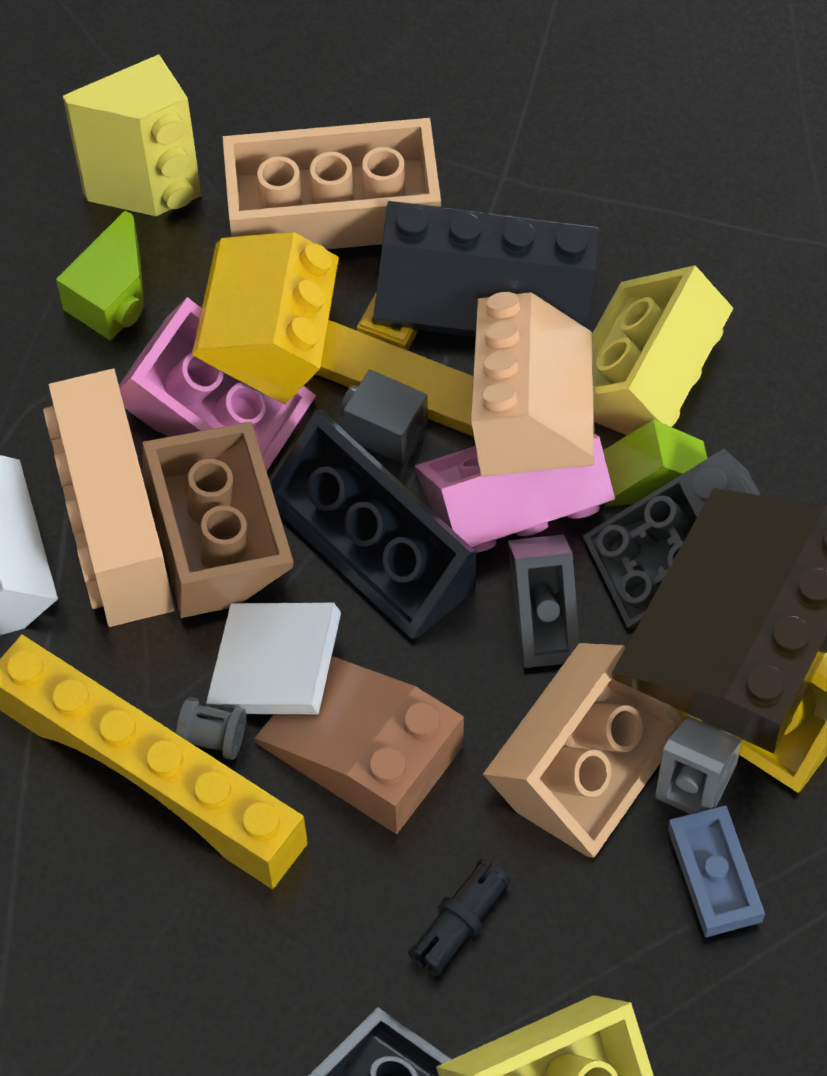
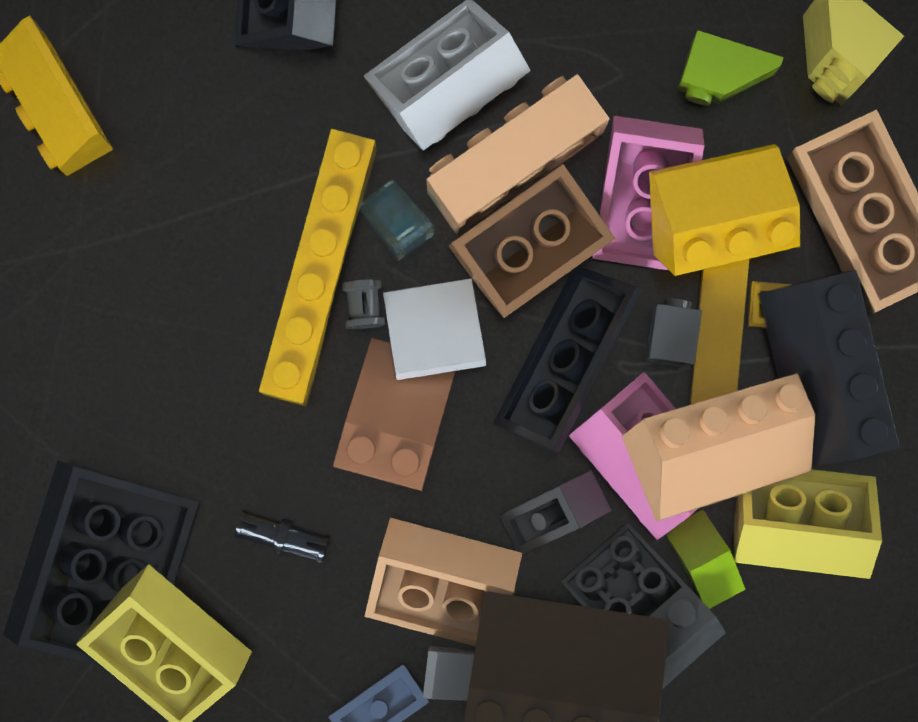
camera: 65 degrees right, 25 degrees up
(129, 654) = (396, 219): none -> clear light blue slope

